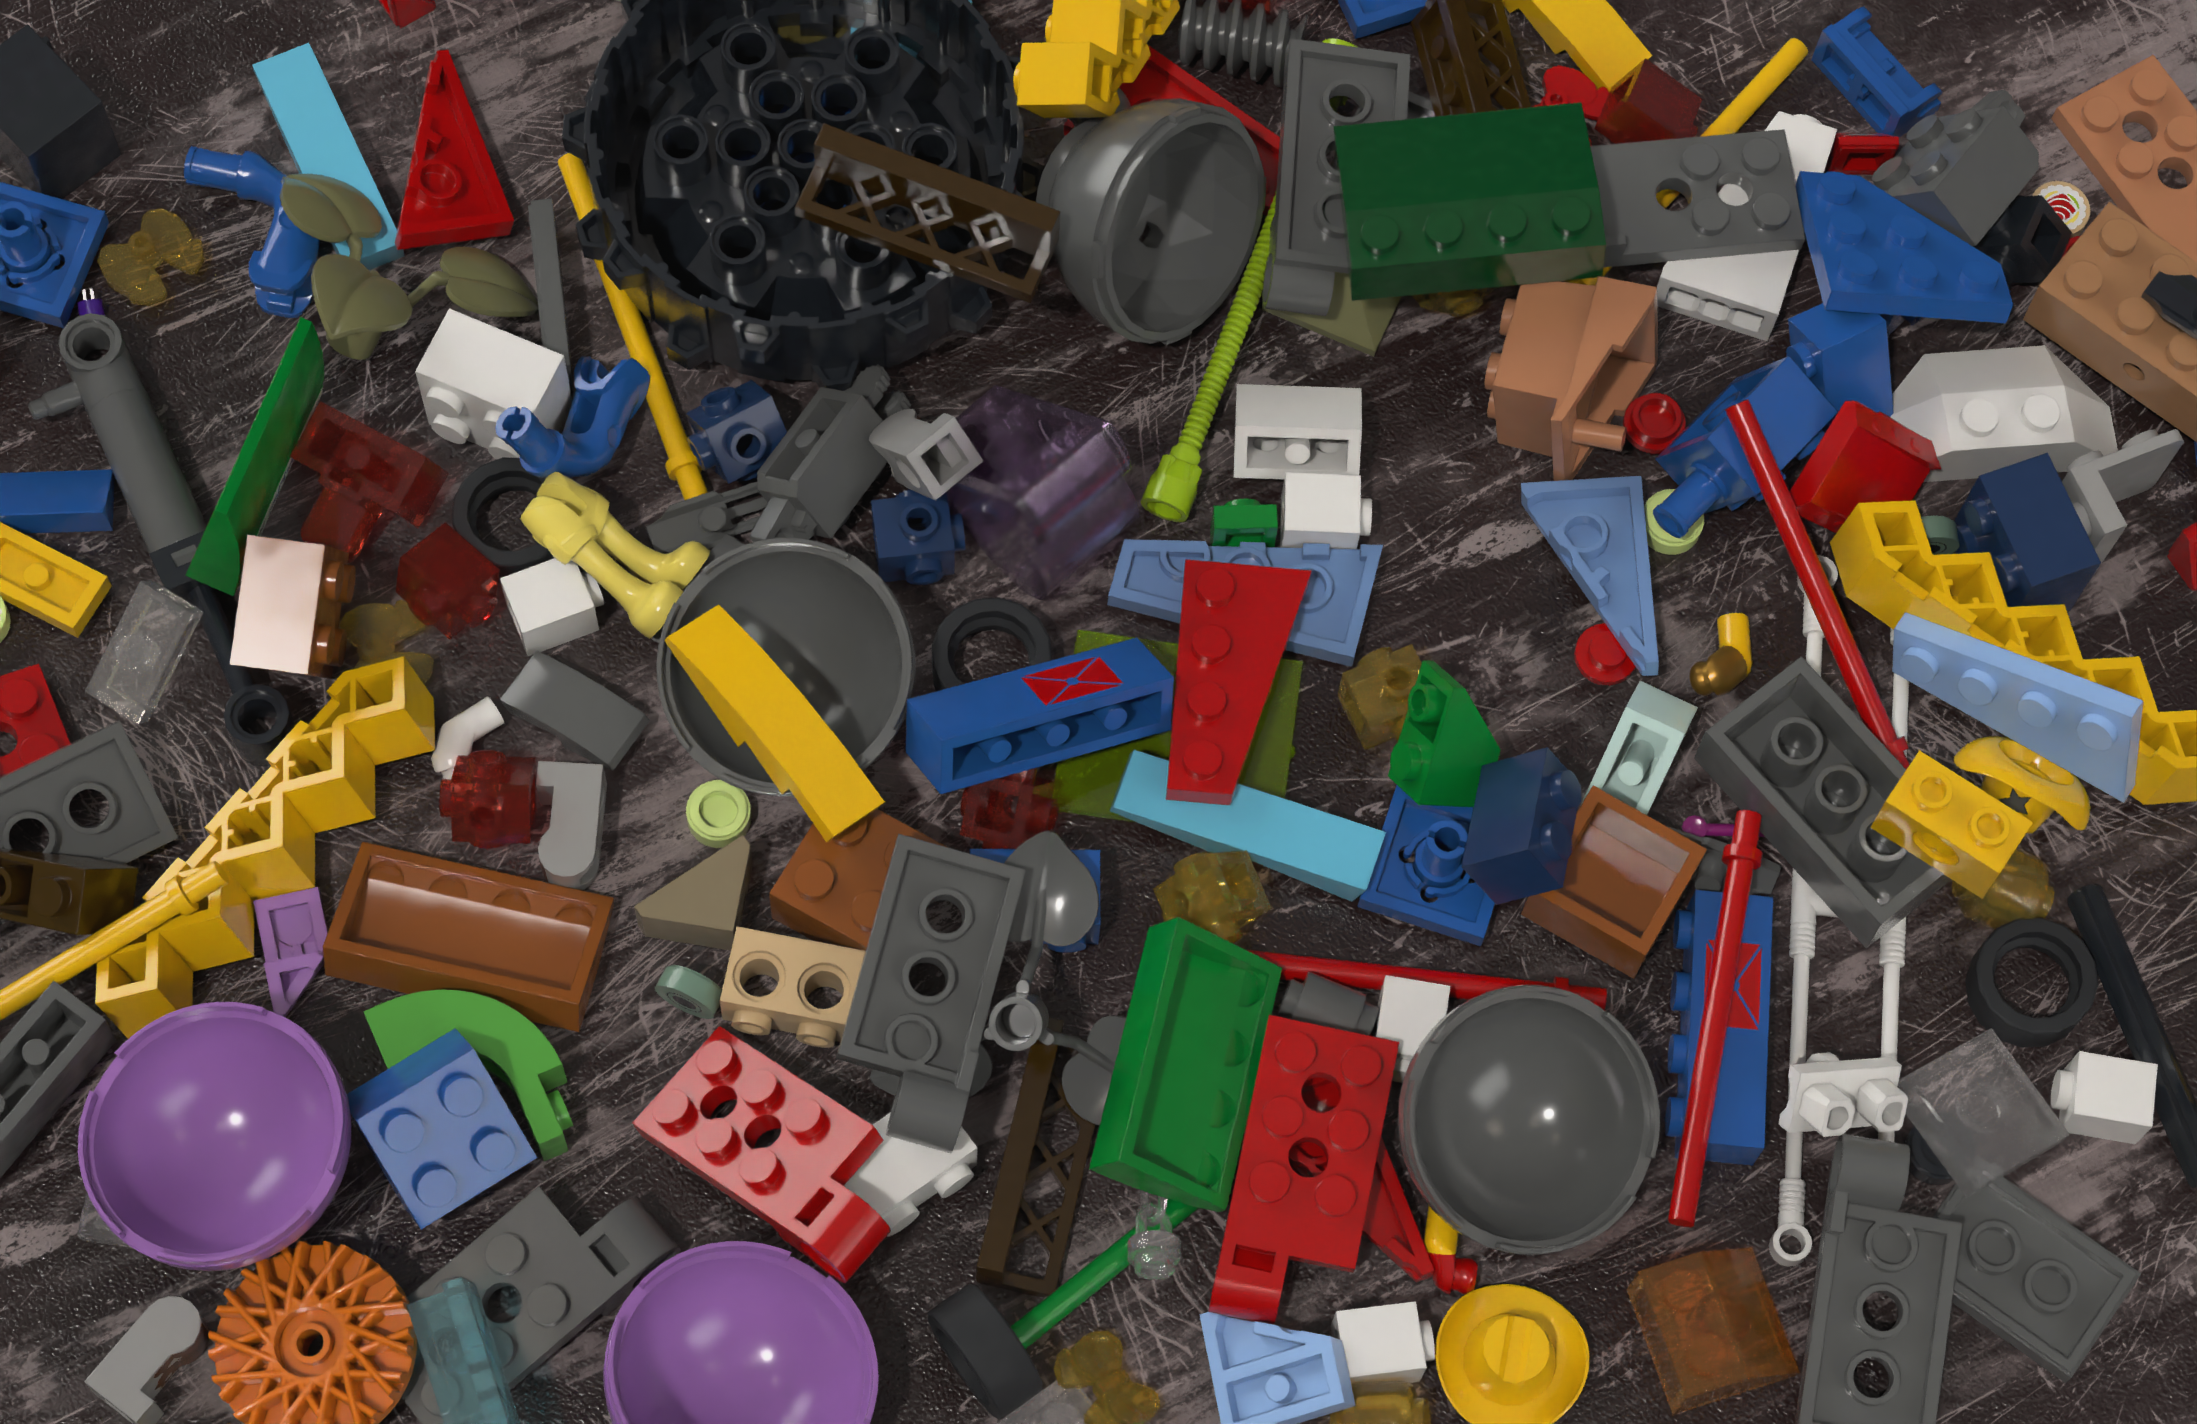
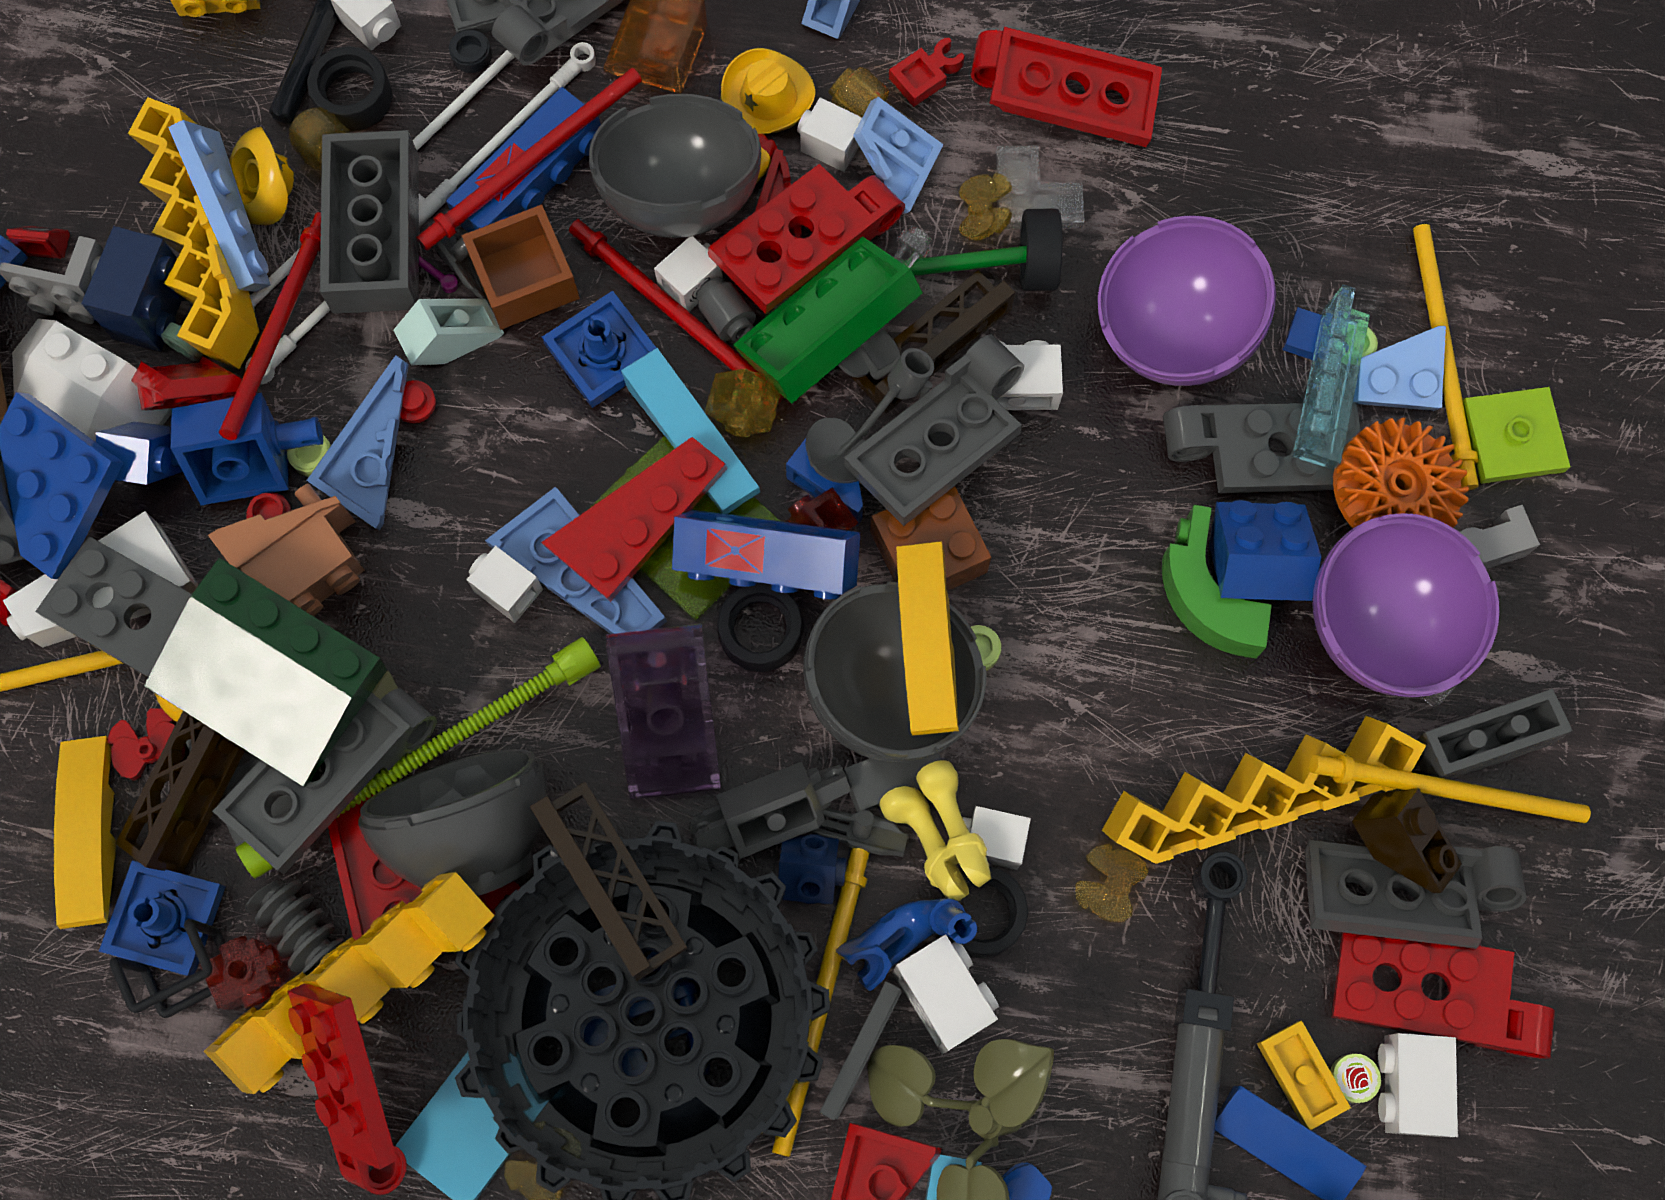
camera: 140 degrees left, 5 degrees up
(144, 651) = (1266, 972): clear plate -> none
(261, 462) = (1129, 1041): green slope -> none
(292, 607) = (1164, 923): piece -> none
(292, 943) = (1275, 731): medium lavender slope -> none
(361, 479) = (1061, 997): clear red brick -> none
(447, 582) = (1051, 890): clear red brick -> none
(461, 731) = (1103, 794): white arm -> none
(466, 928) = (1169, 669): dark orange slope -> none
(490, 799) = (1111, 733): clear red brick -> none
(573, 842) = (1077, 680): light grey leg -> none
(574, 709) = (1023, 763): dark grey slope -> none
(689, 991) = (1066, 549): sand green tile -> none
(703, 902) = (1025, 594): dark tan slope -> none
(793, 1181) = (1079, 387): hinge -> none
(799, 969) = (996, 520): tan brick -> none
(916, 537) = (758, 740): dark blue brick -> none
(925, 454) = (718, 770): light grey leg -> none
(1243, 522) = (554, 608): green plate -> none
(1296, 430) = (478, 636): white brick -> none
(1378, 693) = (554, 448): clear yellow brick -> none
(1441, 742) = (555, 390): green slope -> none
(1522, 826) = (548, 308): dark blue brick -> none
(1648, 107) = (100, 694): clear red brick -> none
(1730, 662) = (349, 352): pearl gold arm -> none
(1844, 1095) = (503, 86): white hips -> none
(1951, 824) = (328, 137): yellow brick -> none
(1980, 1112) = (435, 47): clear tile -> none

